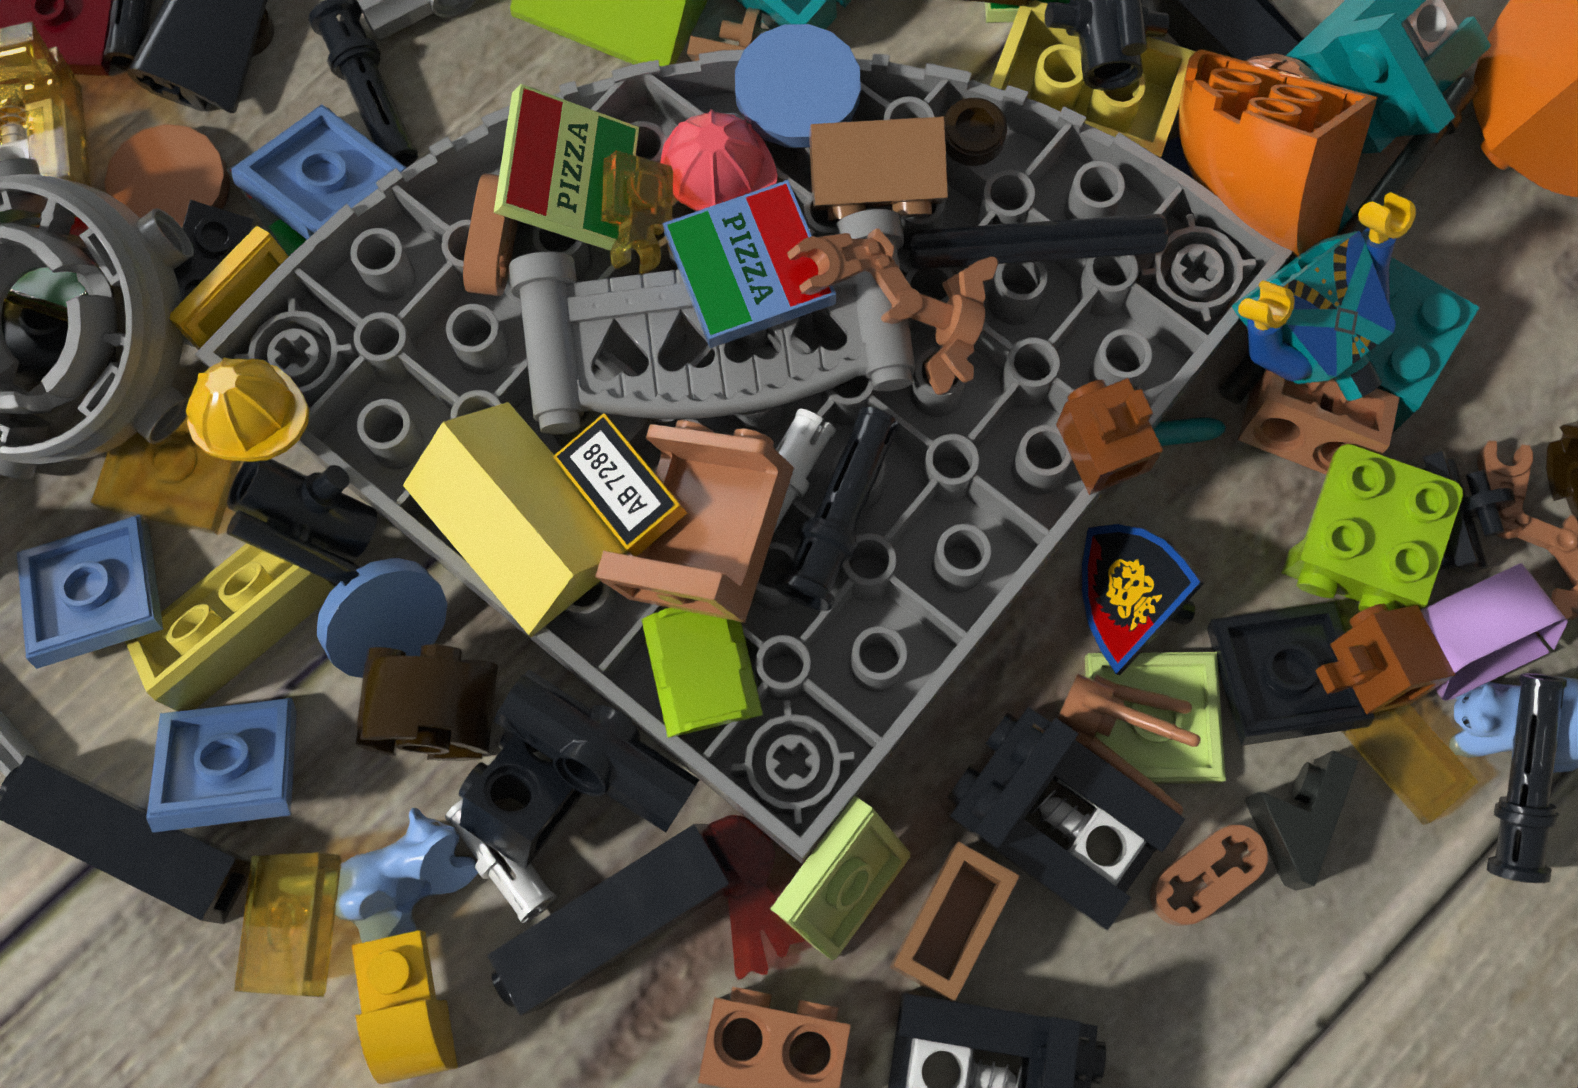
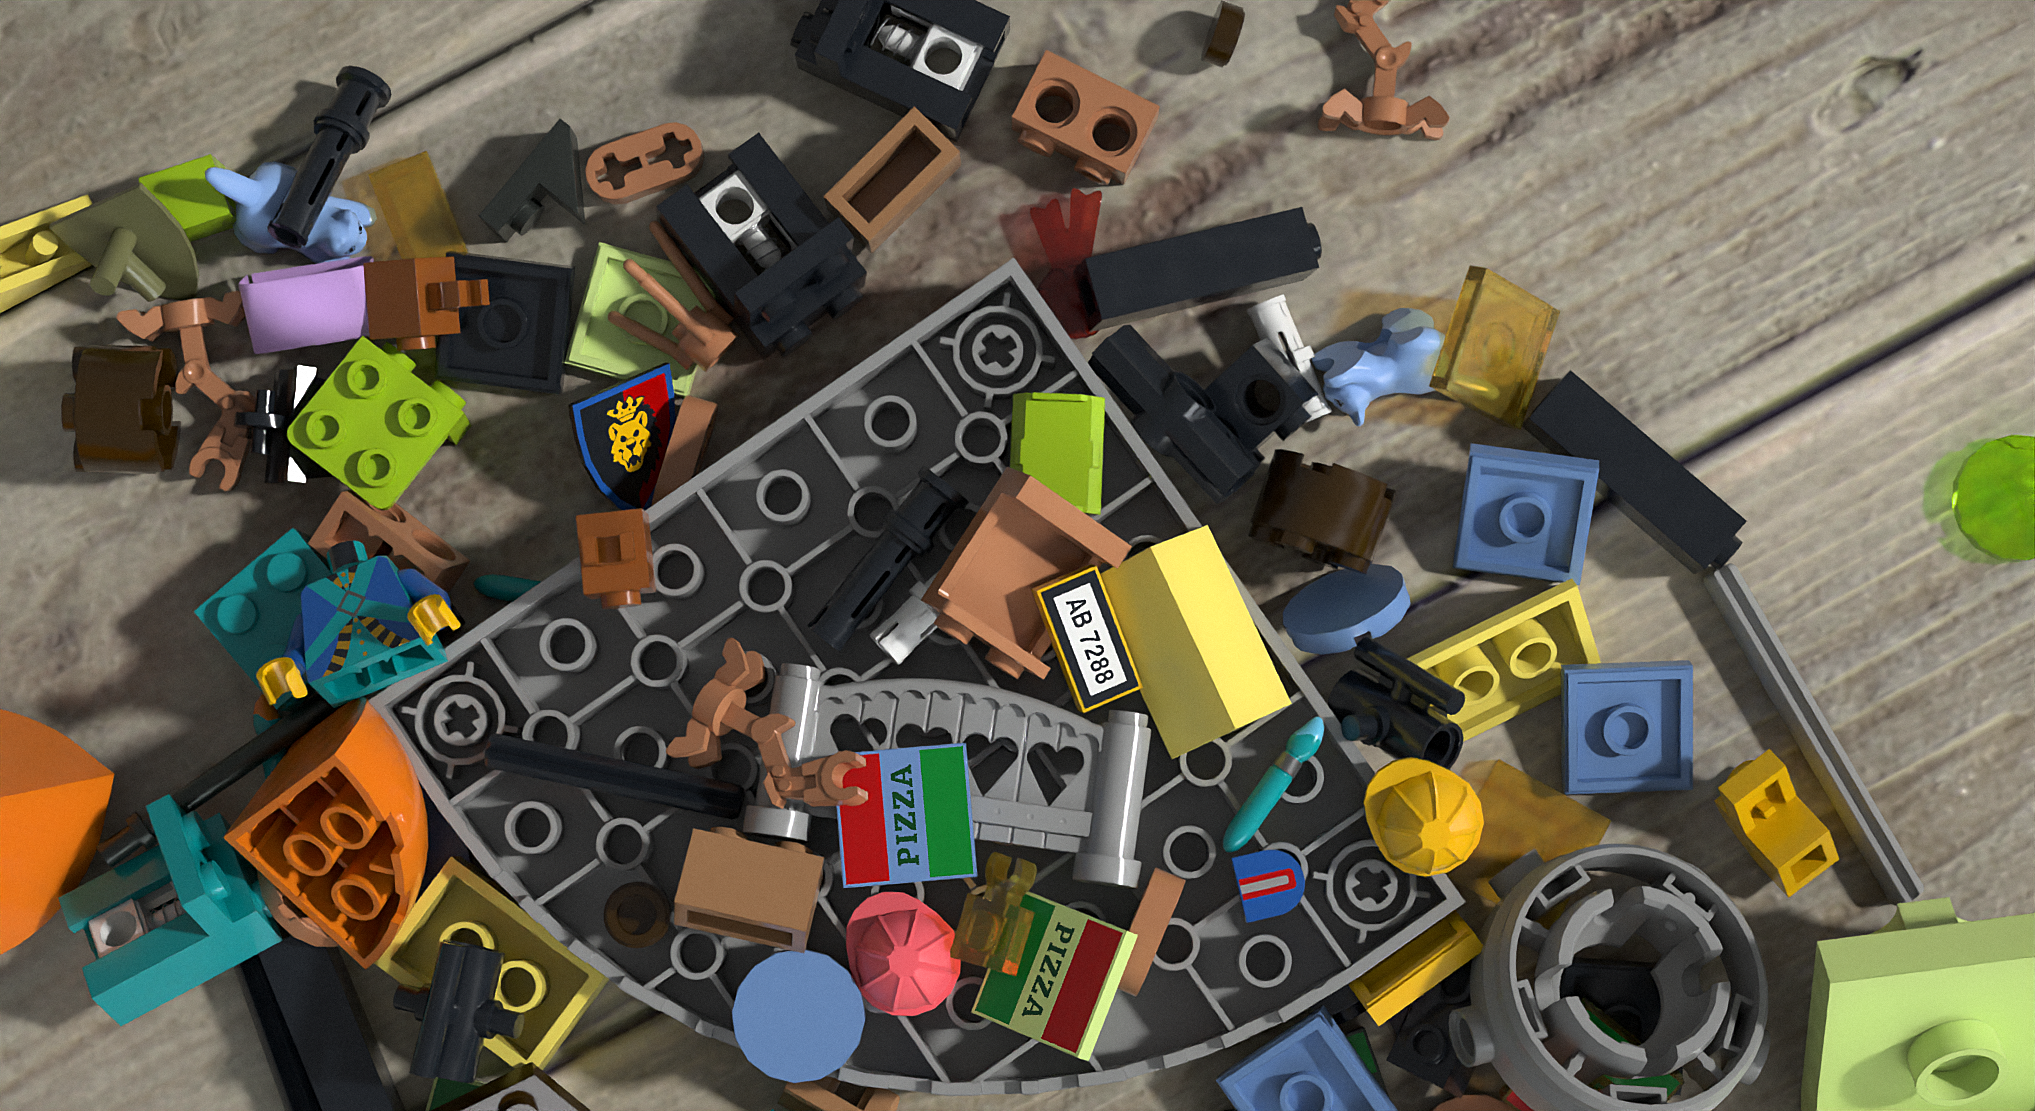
camera: 165 degrees left, 10 degrees up
(385, 444) = (1298, 749): none -> teal piece
(386, 314) = (1267, 883): none -> blue tile
(401, 1022) = (1407, 245): yellow brick -> none
(842, 879) = (981, 242): yellowish green tile -> none
(1070, 595) = (686, 445): none -> nougat beam

